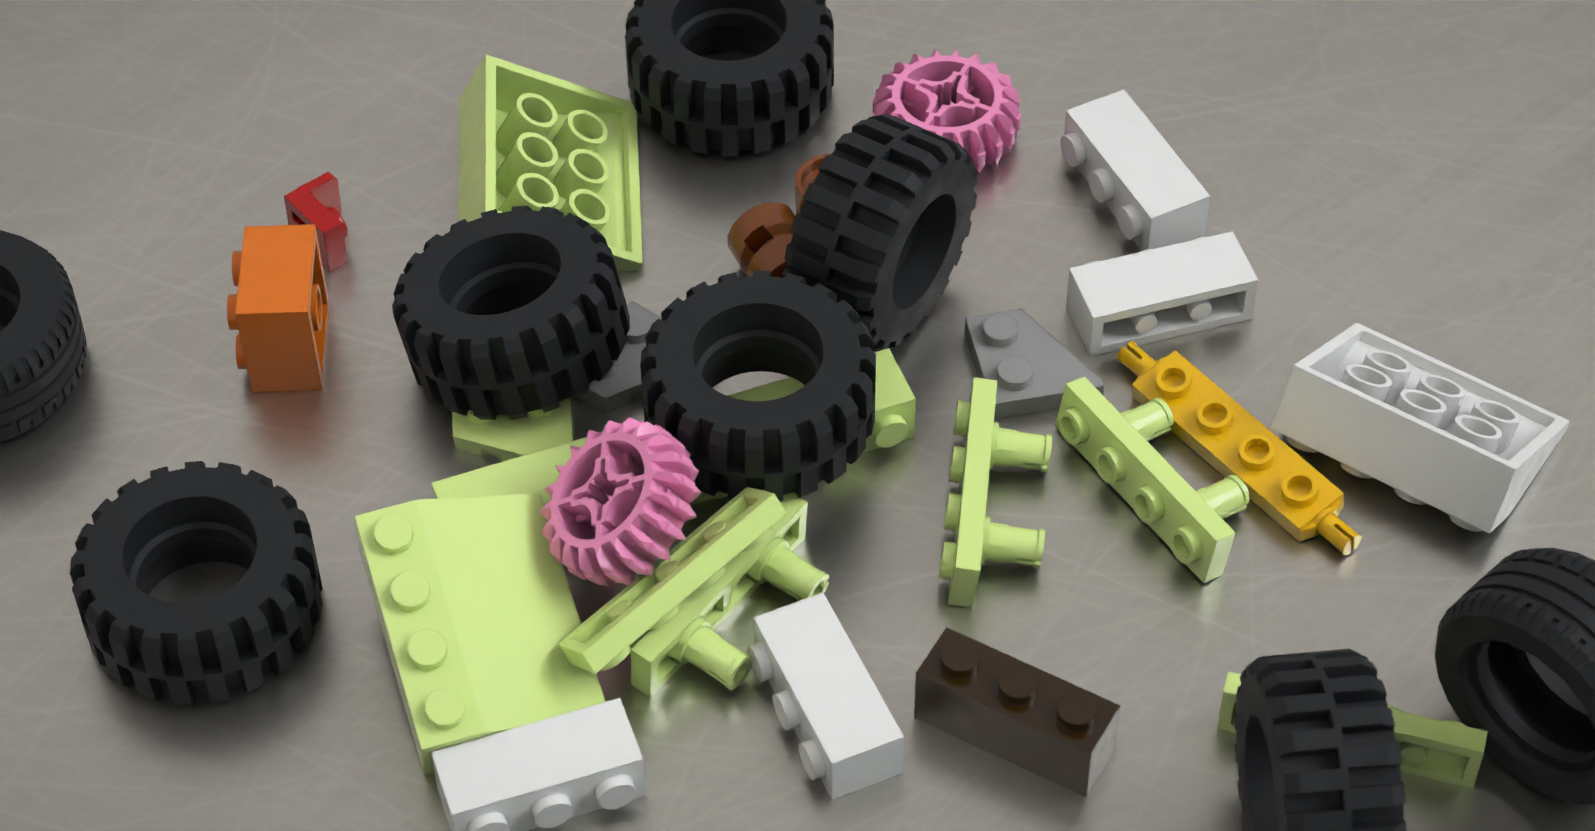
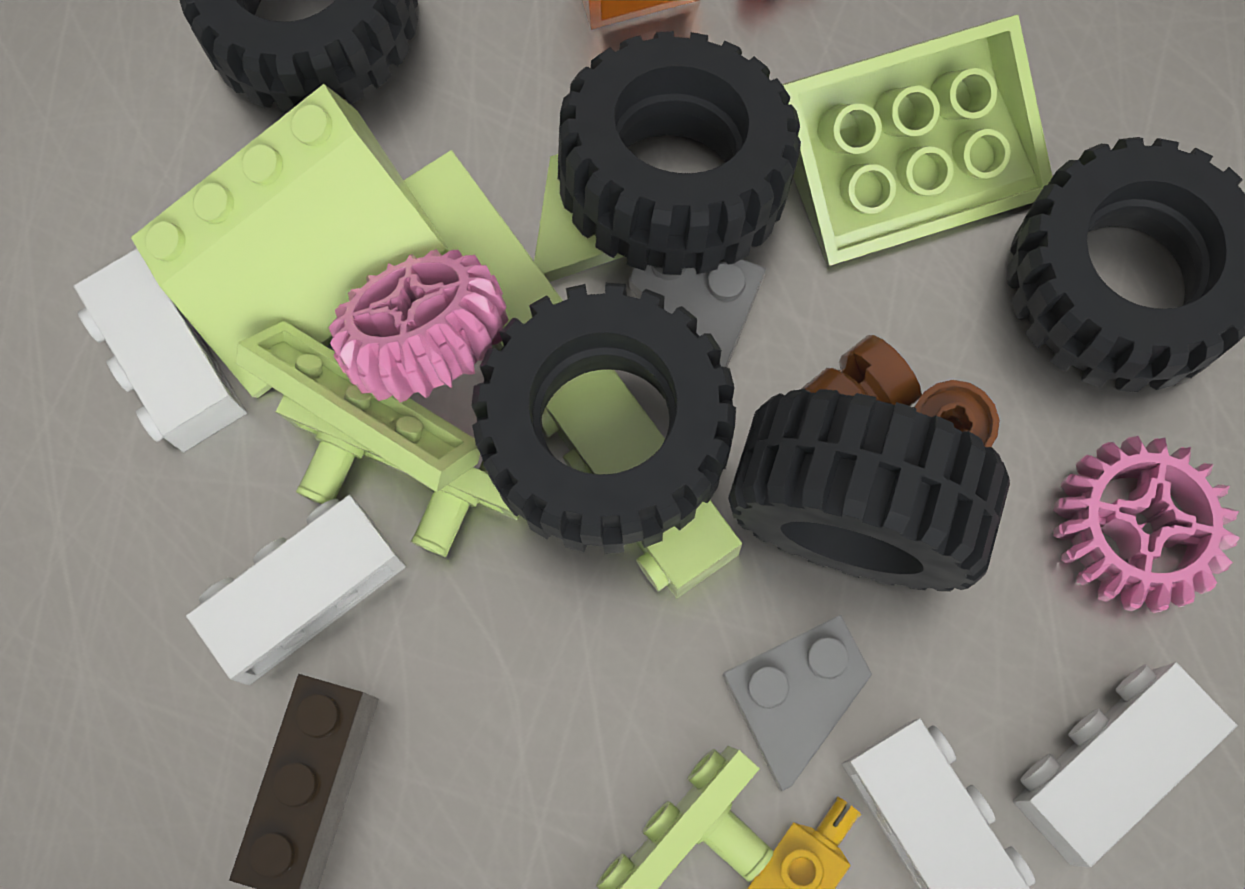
camera: 80 degrees right, 25 degrees up
(975, 535) = (529, 694): yellowish green plate -> none

